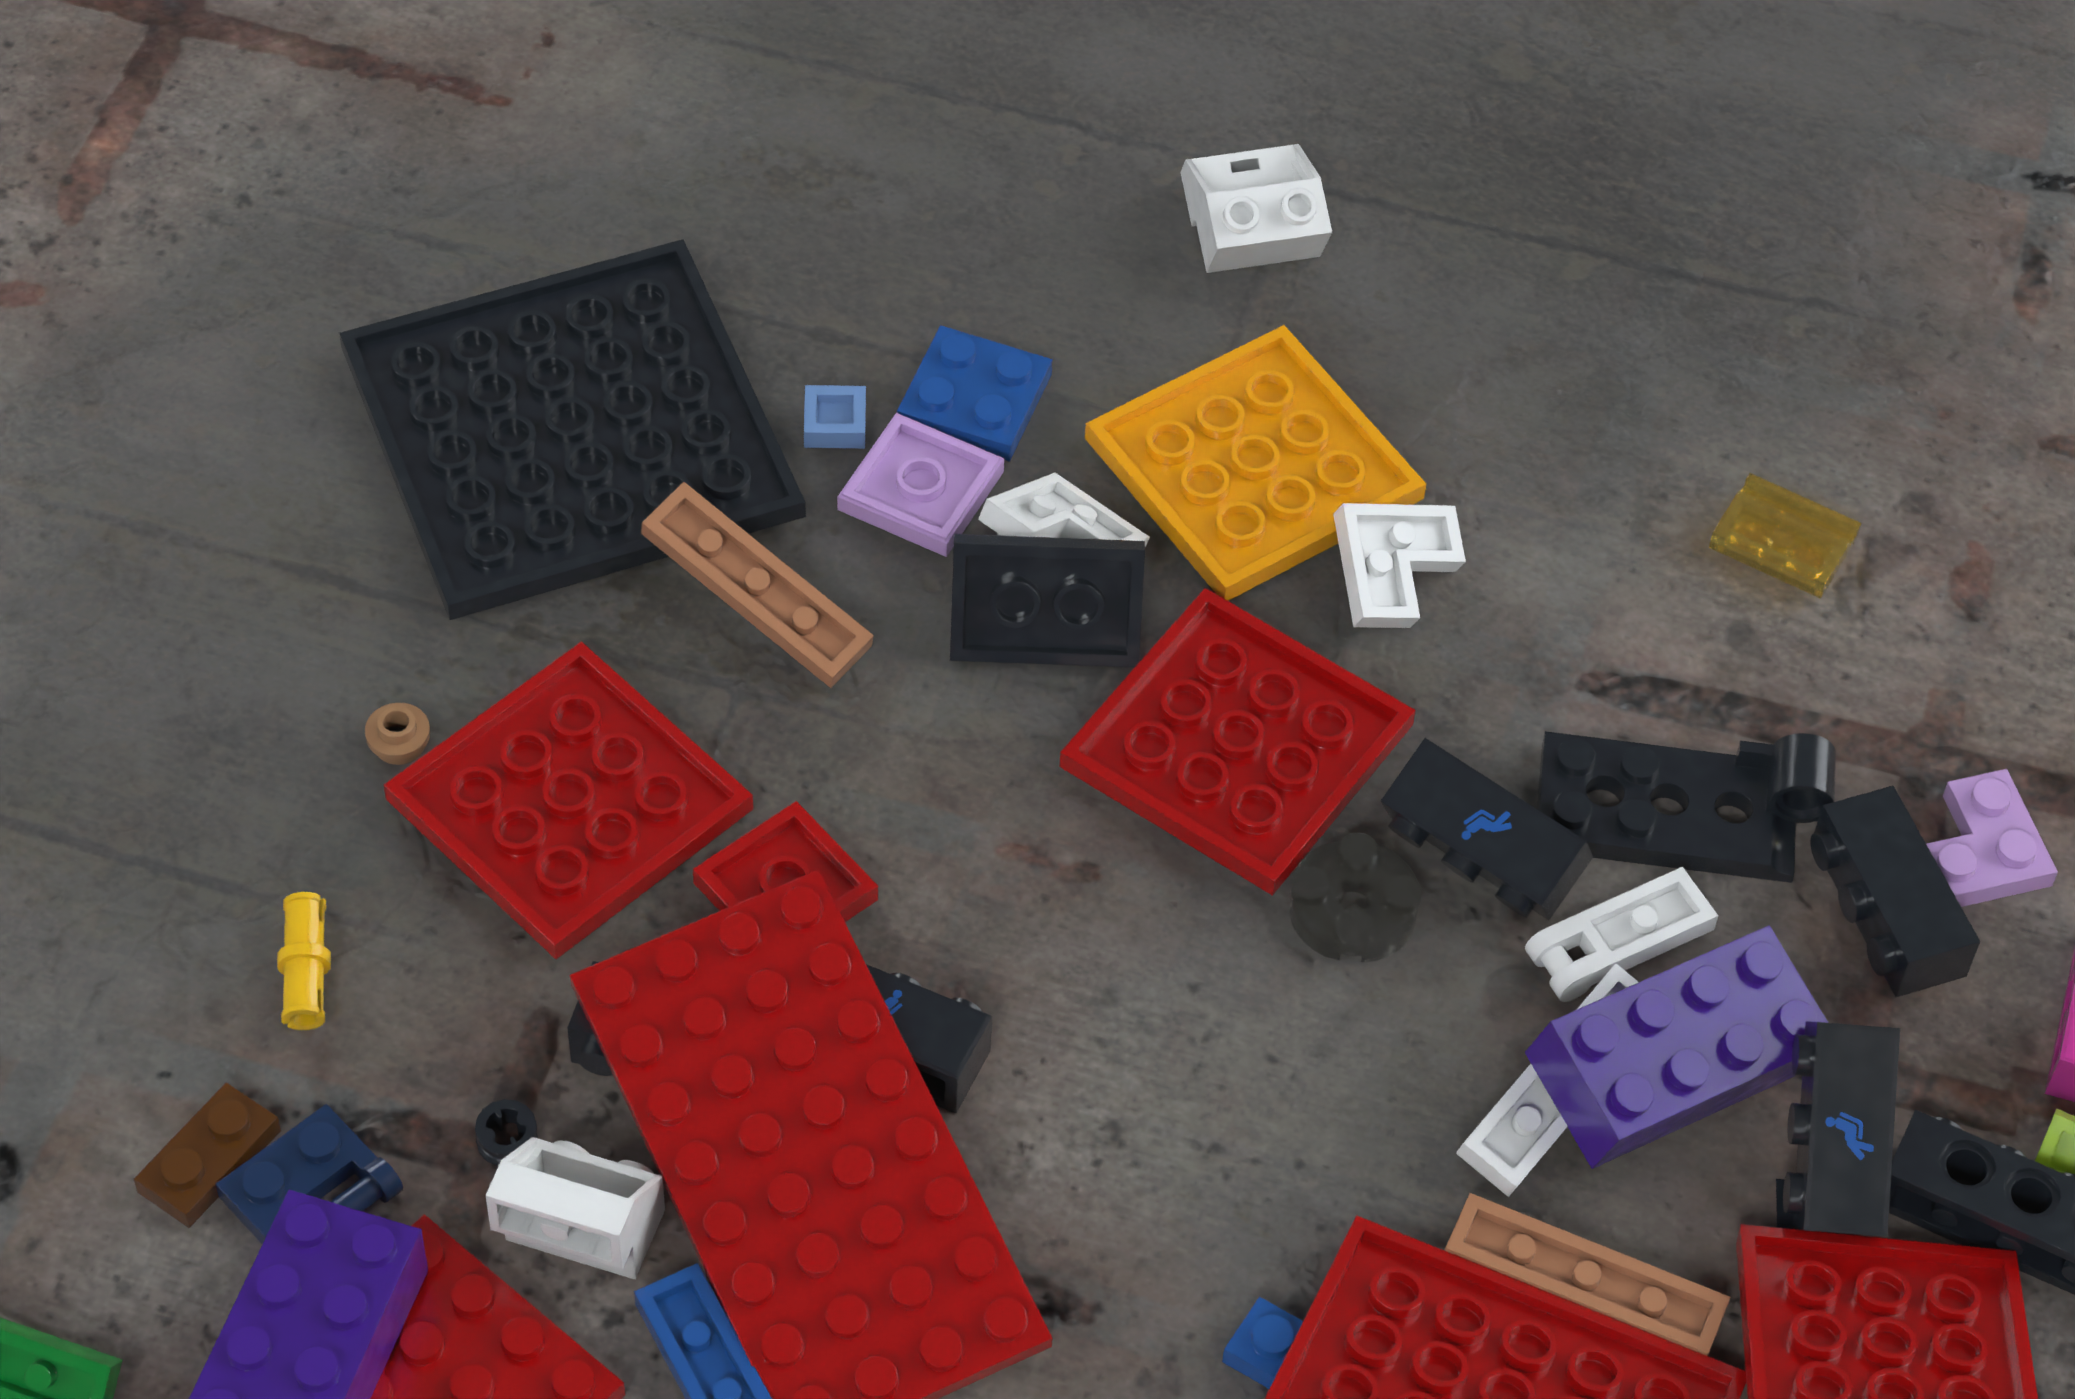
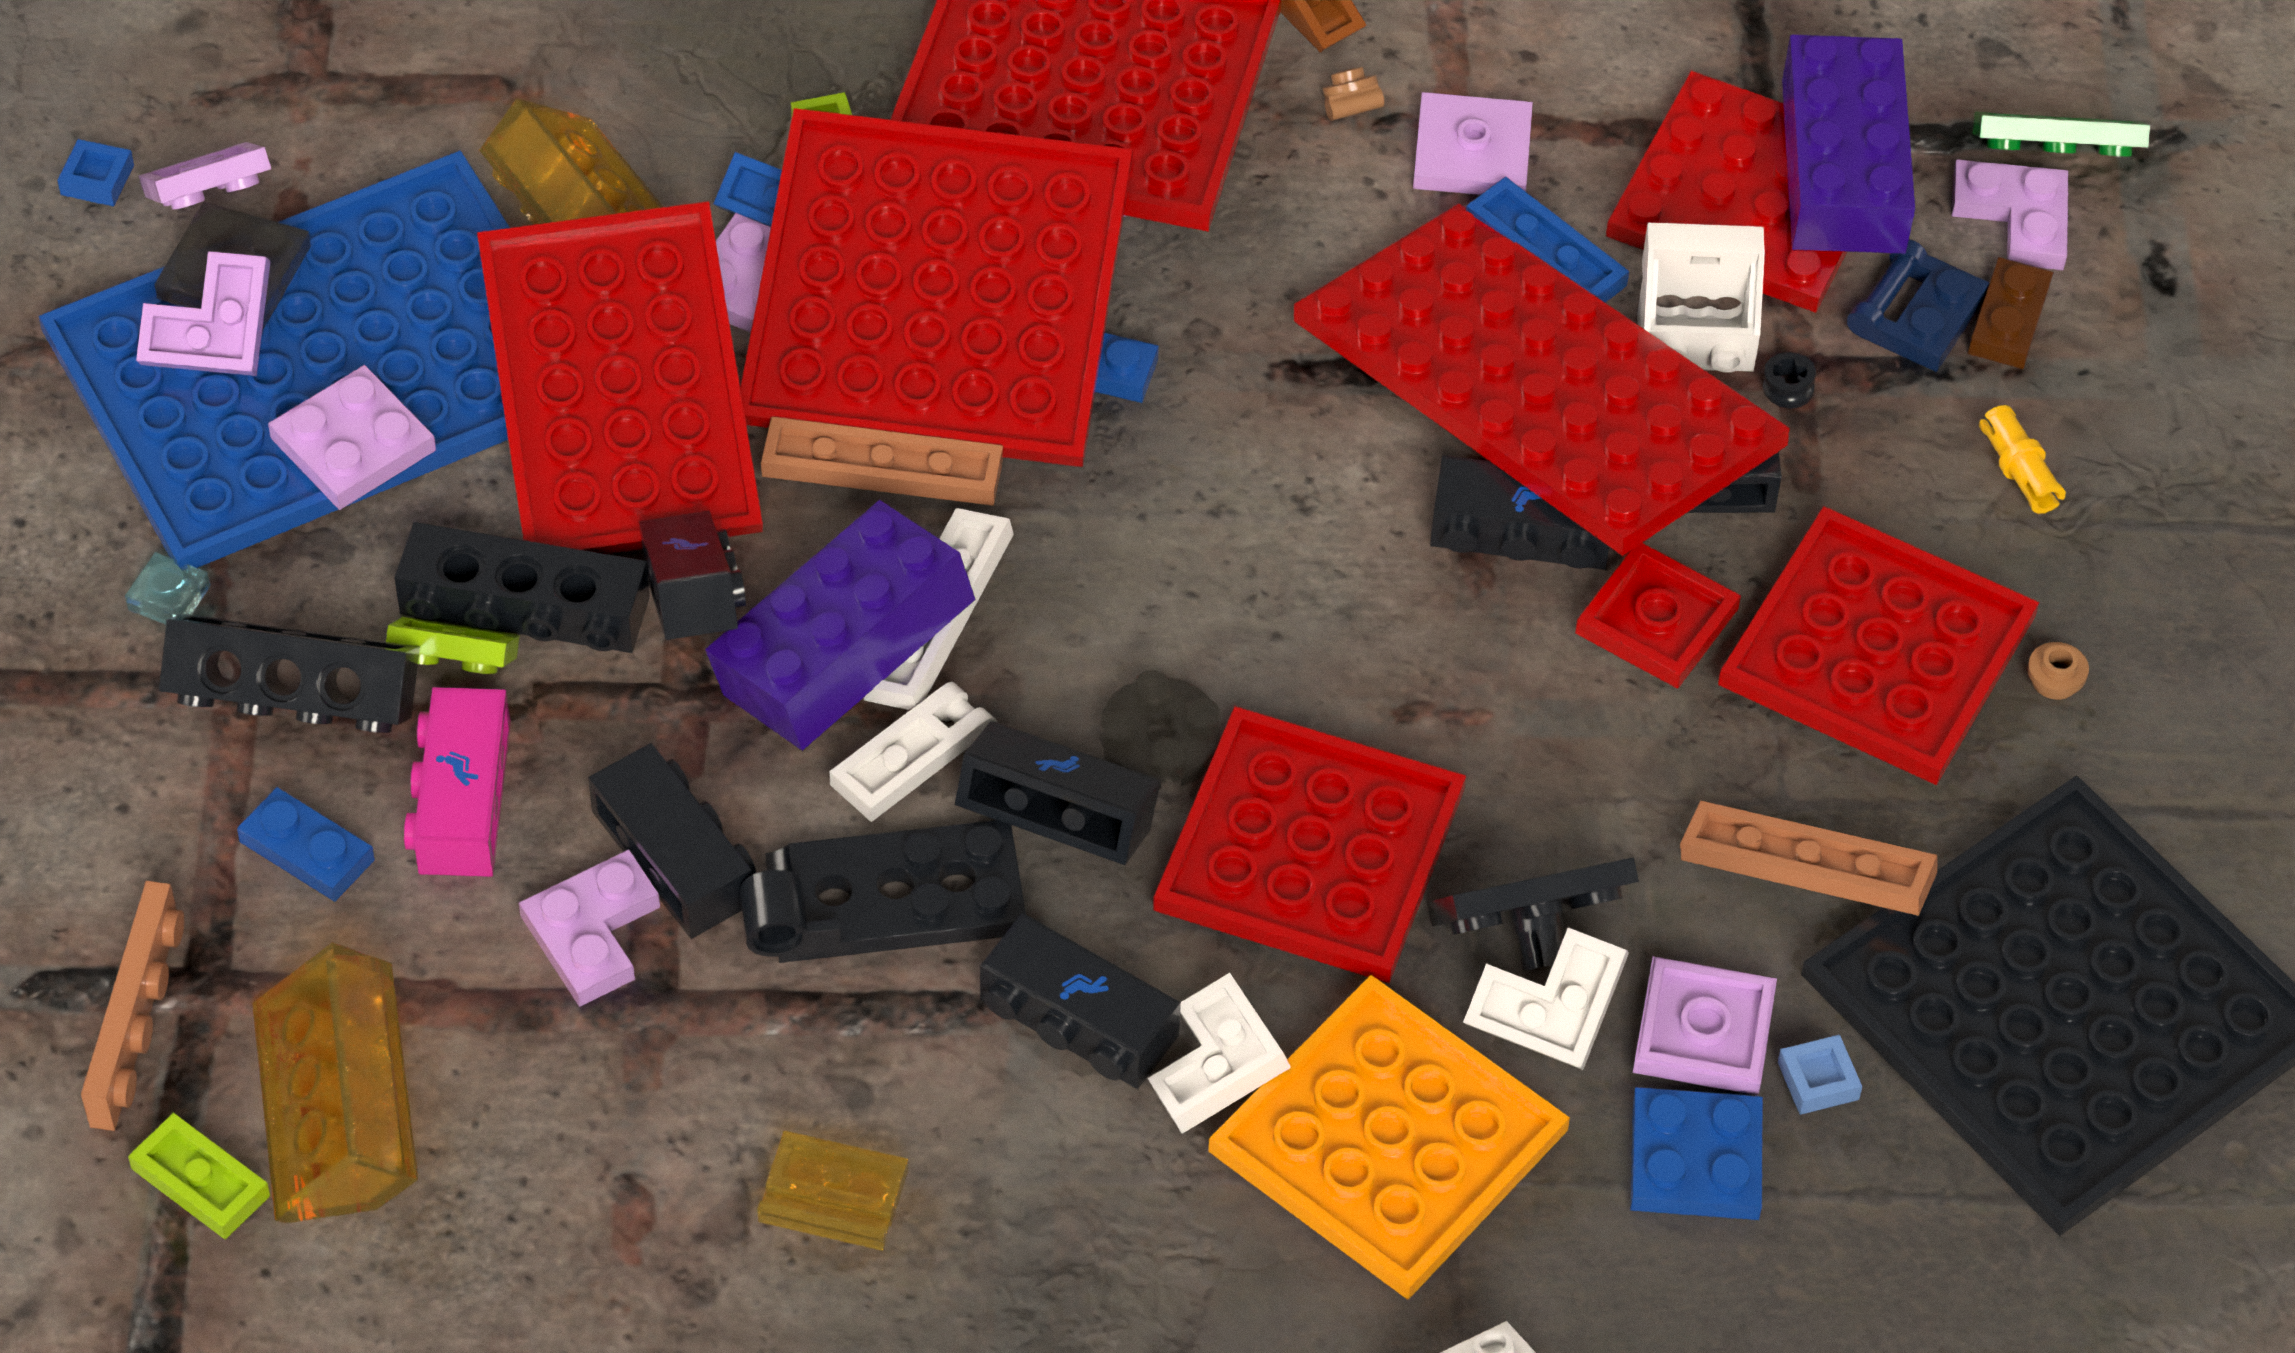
camera: 165 degrees right, 0 degrees up
(102, 1291) = (2025, 197): none -> lavender plate
(1514, 637) = (1079, 1001): none -> black brick

